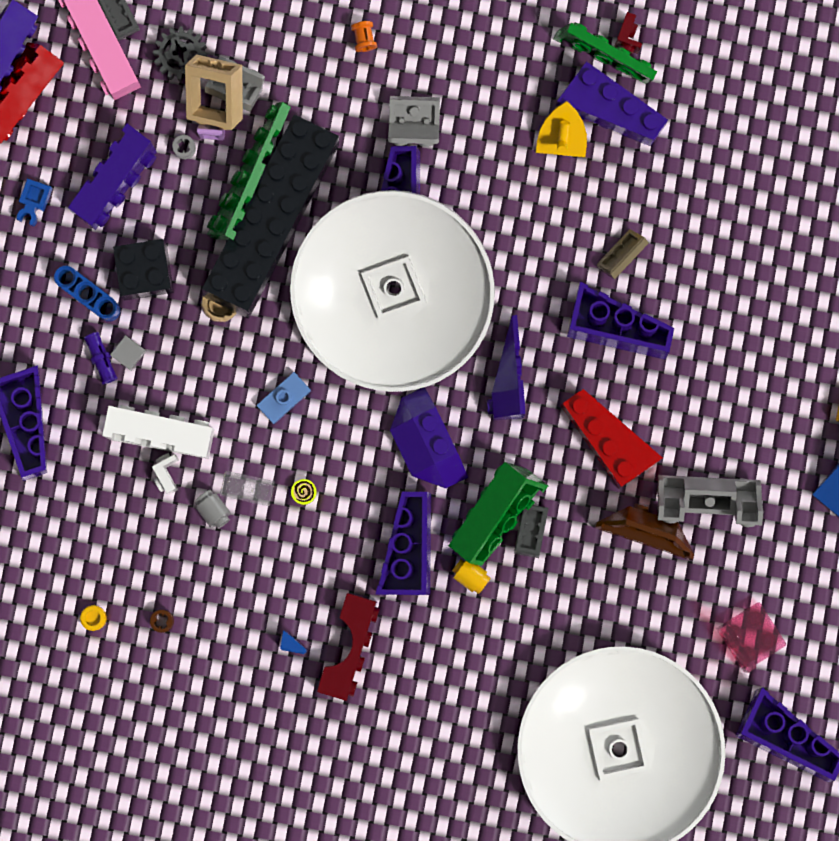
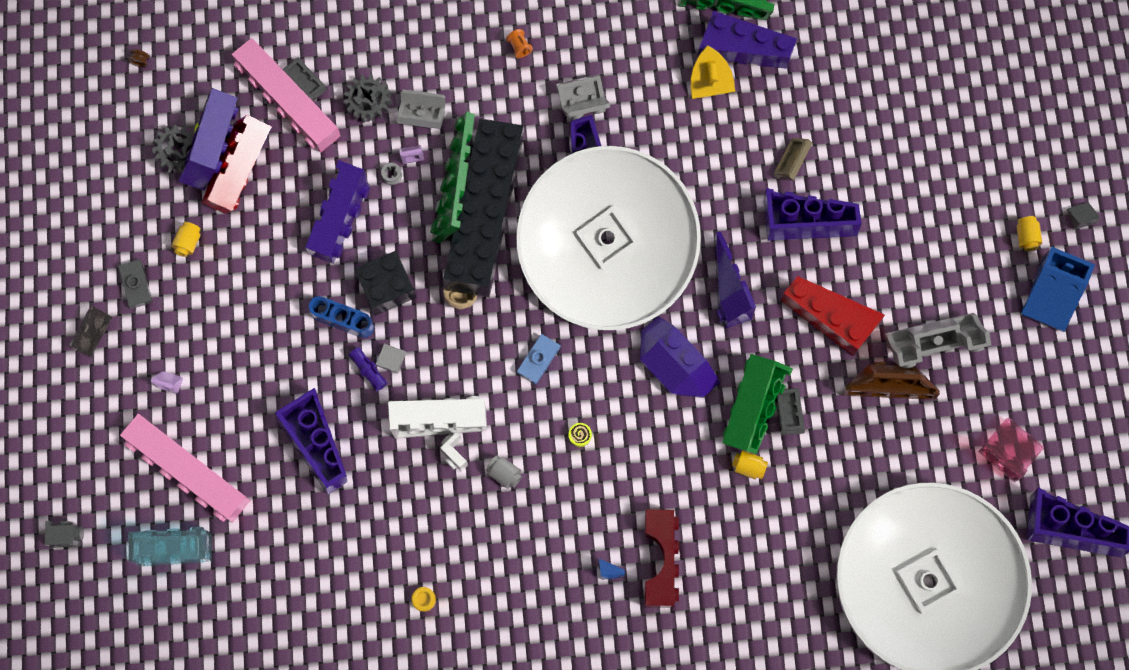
camera: 15 degrees left, 10 degrees down
(34, 197) = (273, 249): blue plate -> none
(154, 619) = (494, 584): reddish brown bush -> none
(218, 71) = (406, 96): tan window -> none
(247, 488) = (529, 445): clear plate -> none
(409, 548) = (690, 464): dark purple wedge -> none

